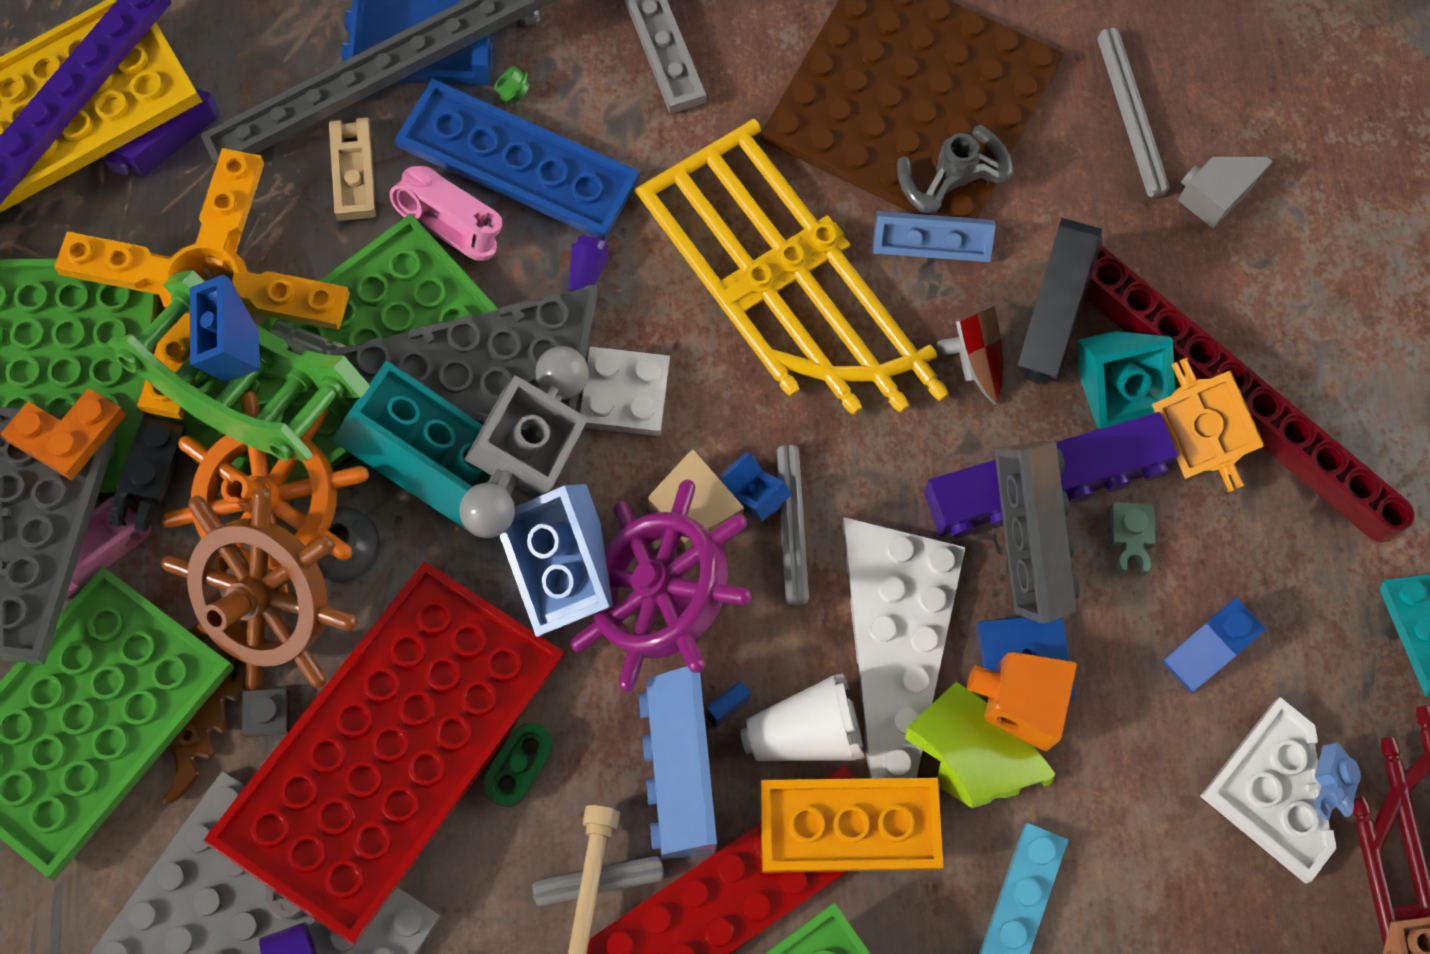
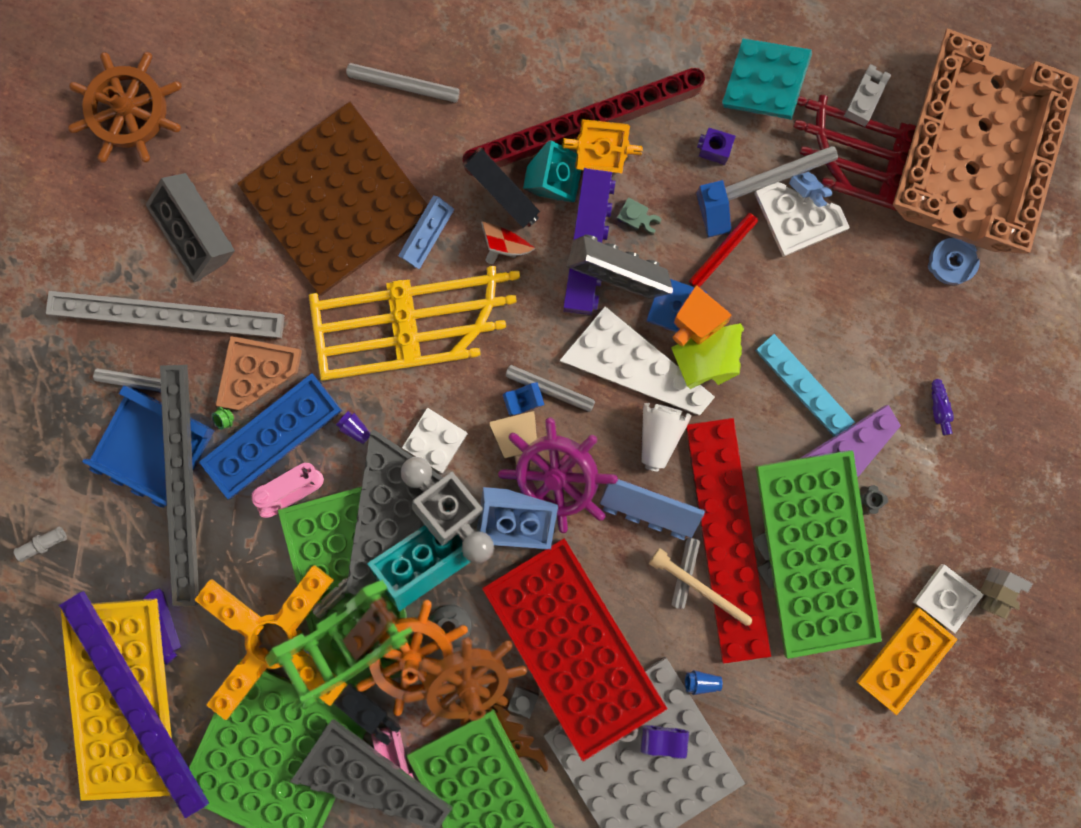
camera: 50 degrees left, 15 degrees up
(67, 442) = (333, 749): orange plate -> none
(222, 331) = (315, 646): blue slope -> none
(284, 397) = (369, 629): none -> reddish brown plate
(352, 169) = (233, 529): tan plate -> none
(516, 764) = (610, 586): dark green plate -> none
(602, 96) = (254, 370): none -> nougat plate
(728, 704) = (629, 468): blue tile -> none
(850, 825) = (720, 438): light orange plate -> none
(957, 166) = (398, 192): dark grey piece -> none
(1156, 693) = (723, 250): none -> red axle
(1221, 185) = (471, 60): light grey slope -> none
(1300, 612) = (724, 140): none -> dark purple brick
(1331, 722) = (781, 173): none -> light grey axle

